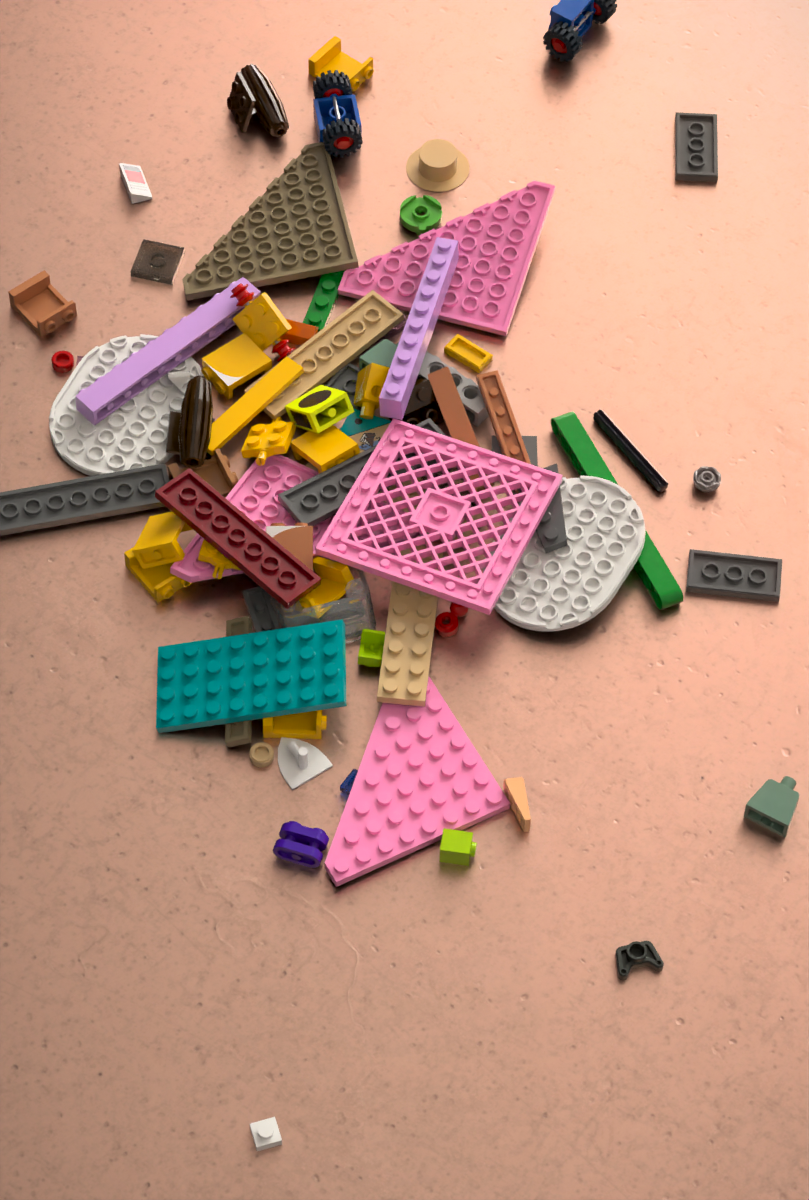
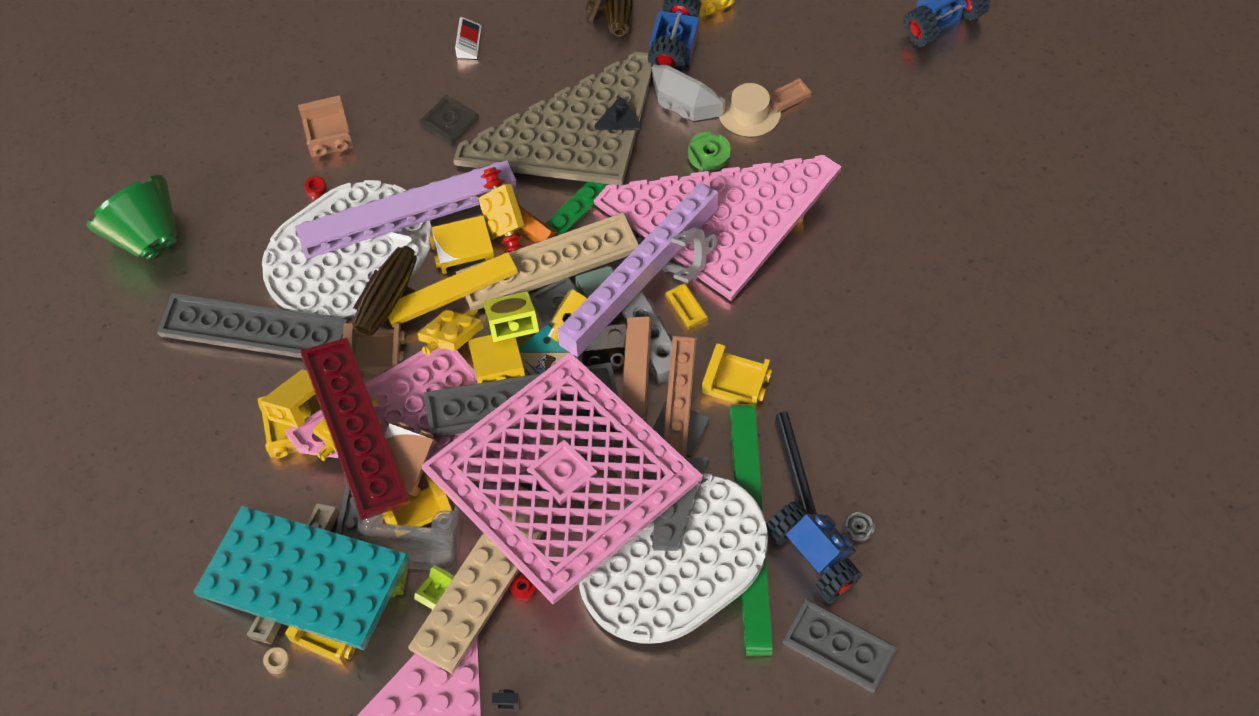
camera: 25 degrees right, 5 degrees up
(300, 761) = (310, 682): white shield -> none
(324, 208) = (618, 118): none -> black piece
(373, 168) = (685, 94): none -> light grey wedge
(463, 291) = (703, 244): none -> light grey piece
(469, 141) = (789, 95): none -> nougat tile
(480, 711) = (506, 700): none -> black plate
(543, 397) = (735, 378): none -> yellow panel
(685, 498) = (821, 546): none -> brick
(696, 147) = (1007, 170): dark grey tile -> none

